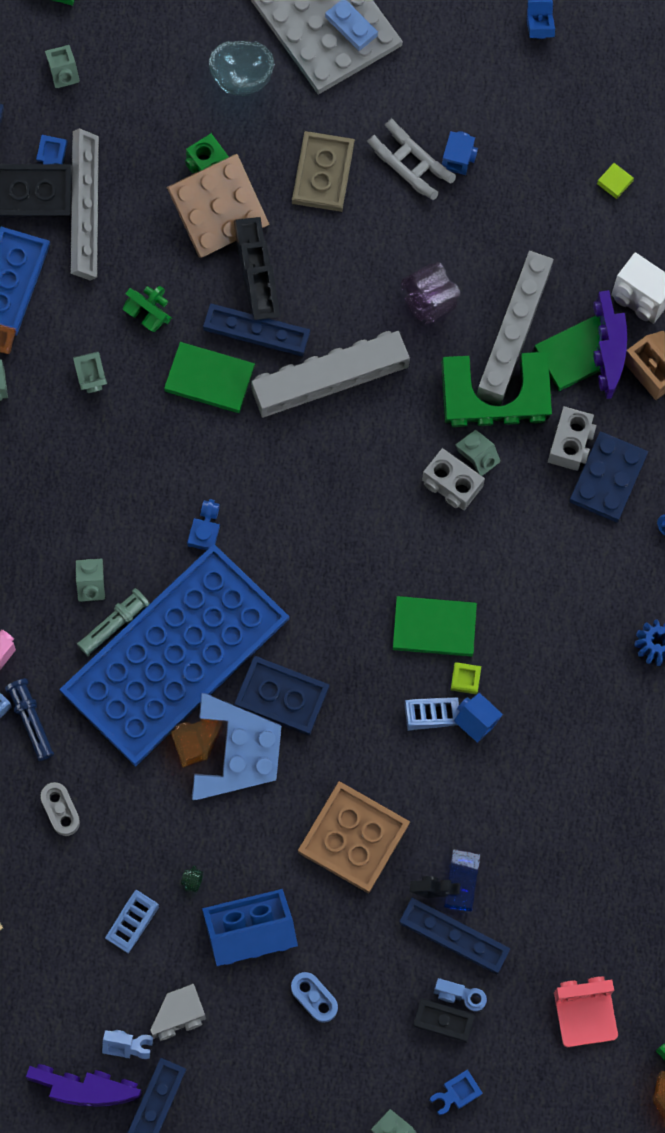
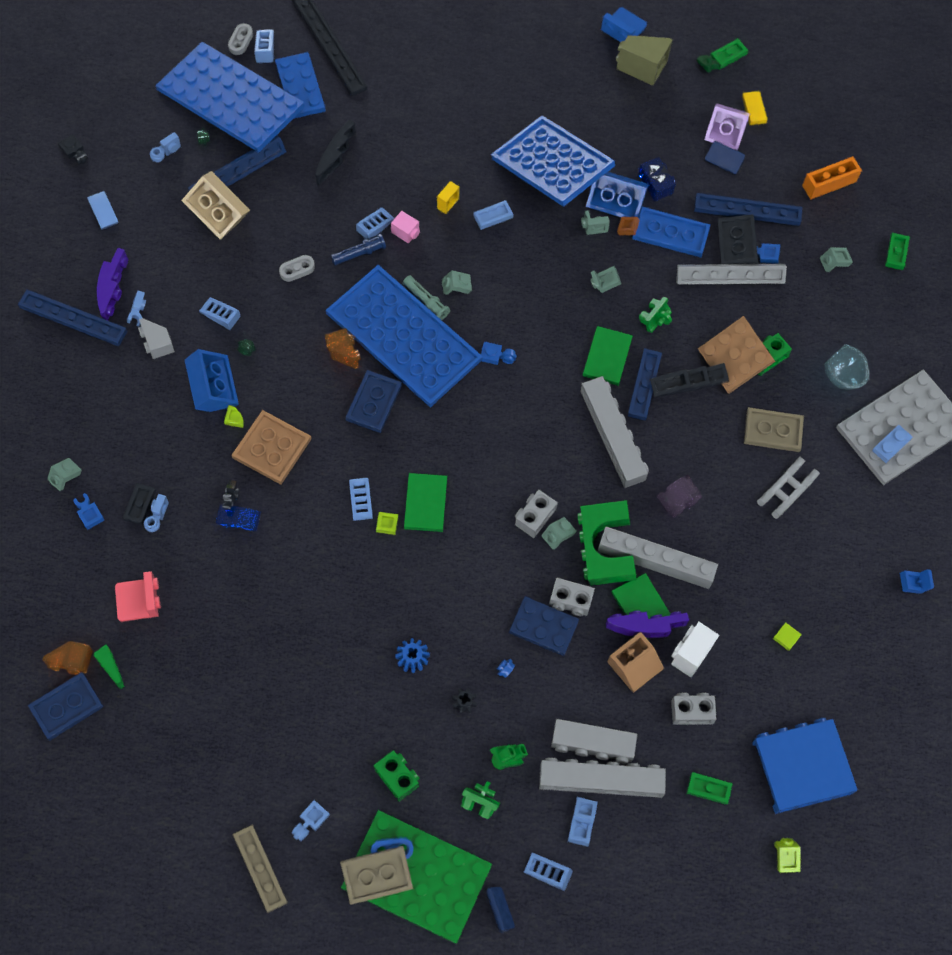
camera: 90 degrees right, 5 degrees down
(249, 749) = (334, 379): medium blue wing -> none
(304, 894) = (233, 417): none -> lime tile
(314, 997) = (160, 422): medium blue plate -> none
(454, 936) = (198, 512): dark blue plate -> none
(459, 152) = (797, 520): blue brick -> none
(477, 716) = (356, 527): blue brick -> none

